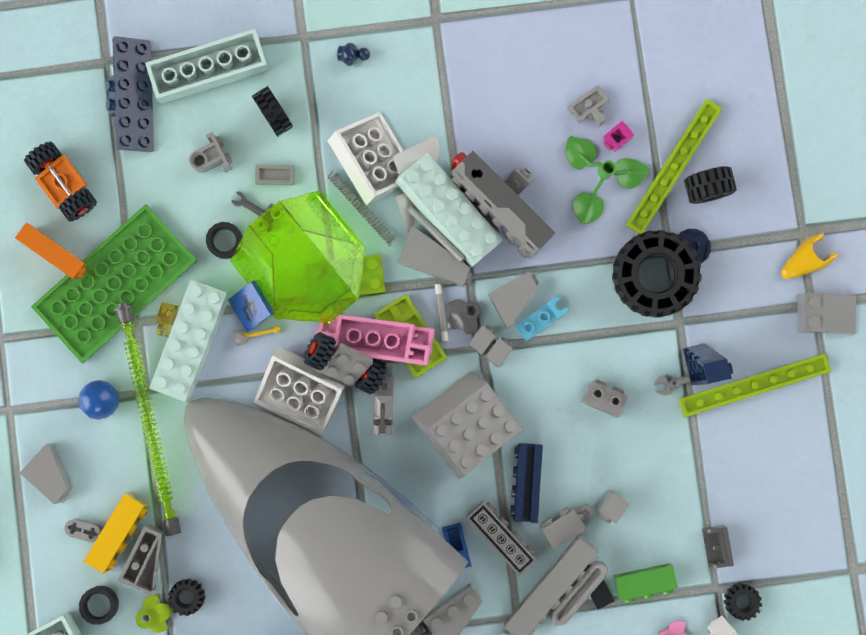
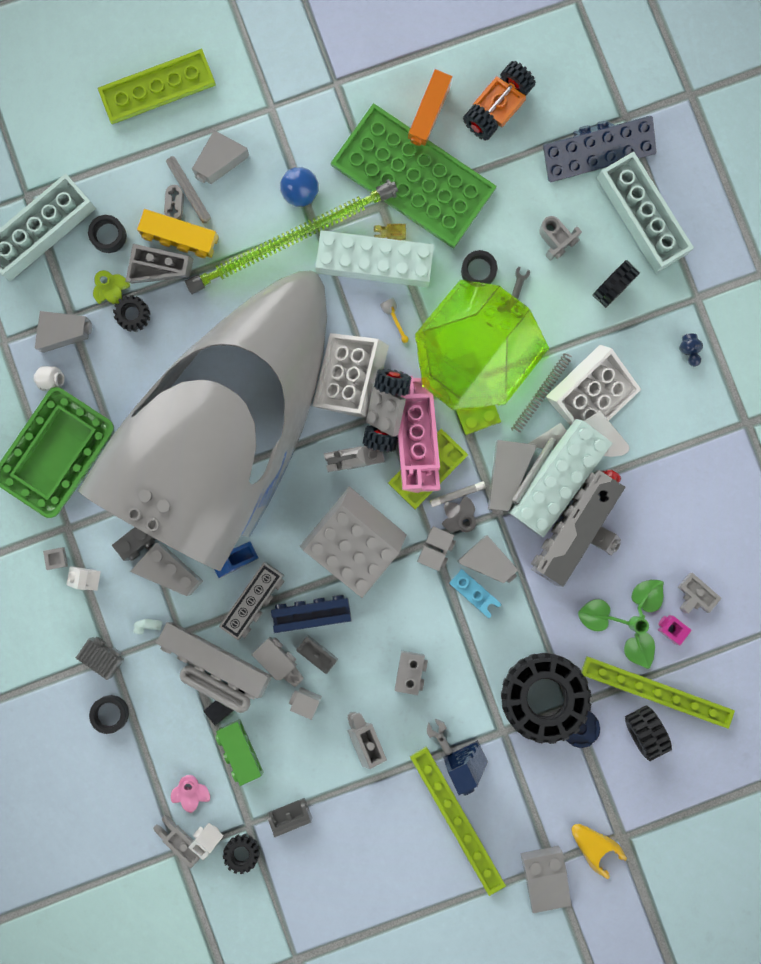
camera: 80 degrees right, 0 degrees up
(72, 512) = (188, 189): none -> light grey axle
(251, 306) = (421, 308): blue tile -> none
(274, 175) = (554, 302): light grey tile -> none
(567, 485) = (317, 654): none -> dark grey hinge
(661, 457) = (365, 741): none -> light grey hinge

